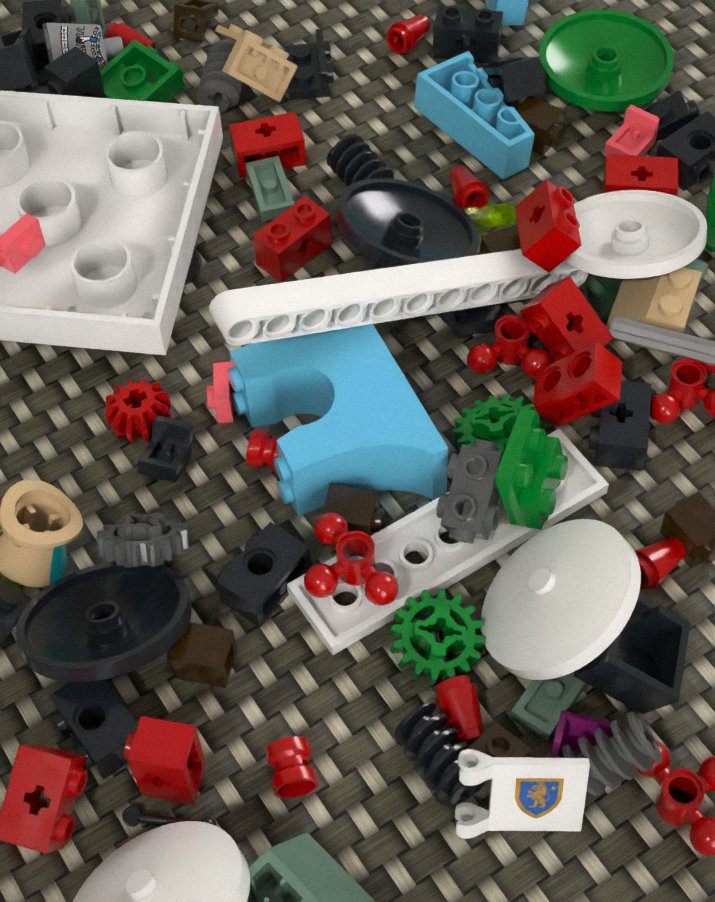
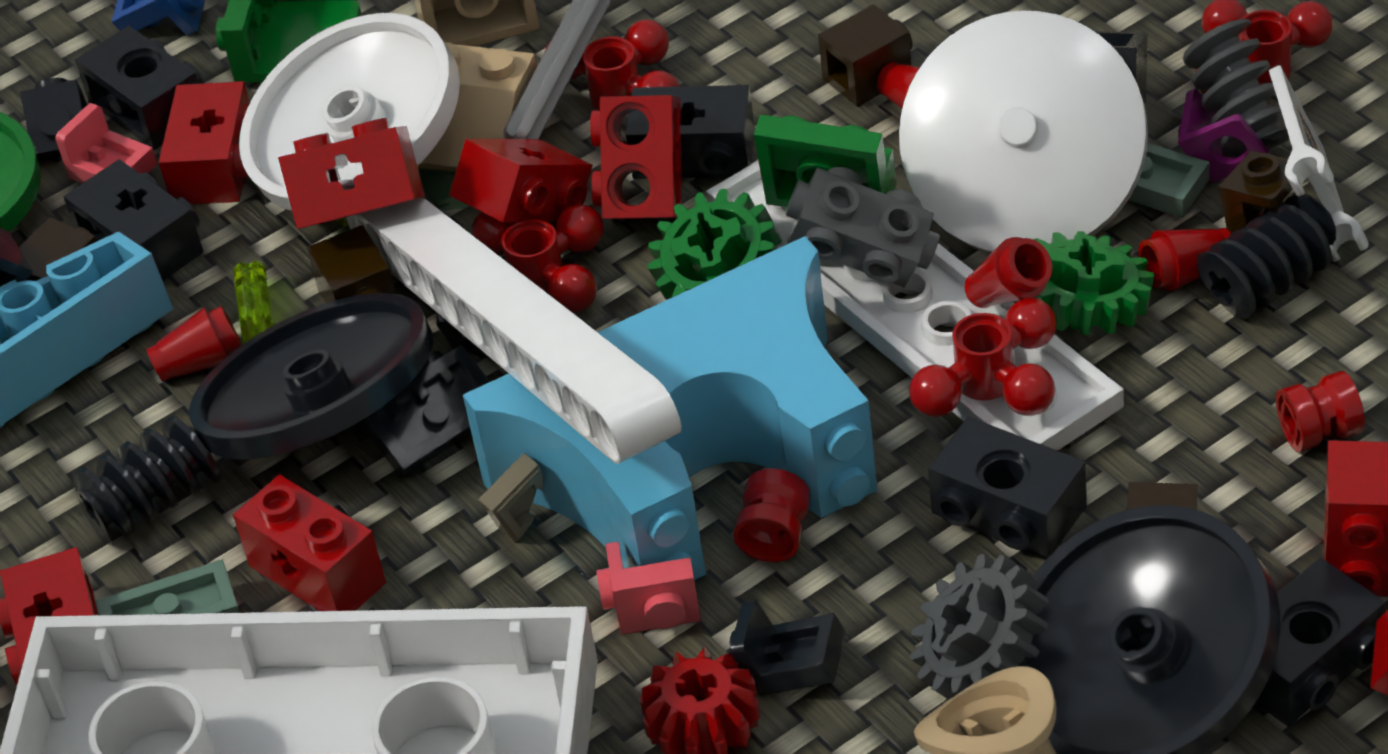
camera: 90 degrees left, 10 degrees down
(357, 507) = (886, 383): dark brown brick -> none
(415, 574) = (1010, 273): none -> red cone
(571, 153) = (140, 210): none -> black brick

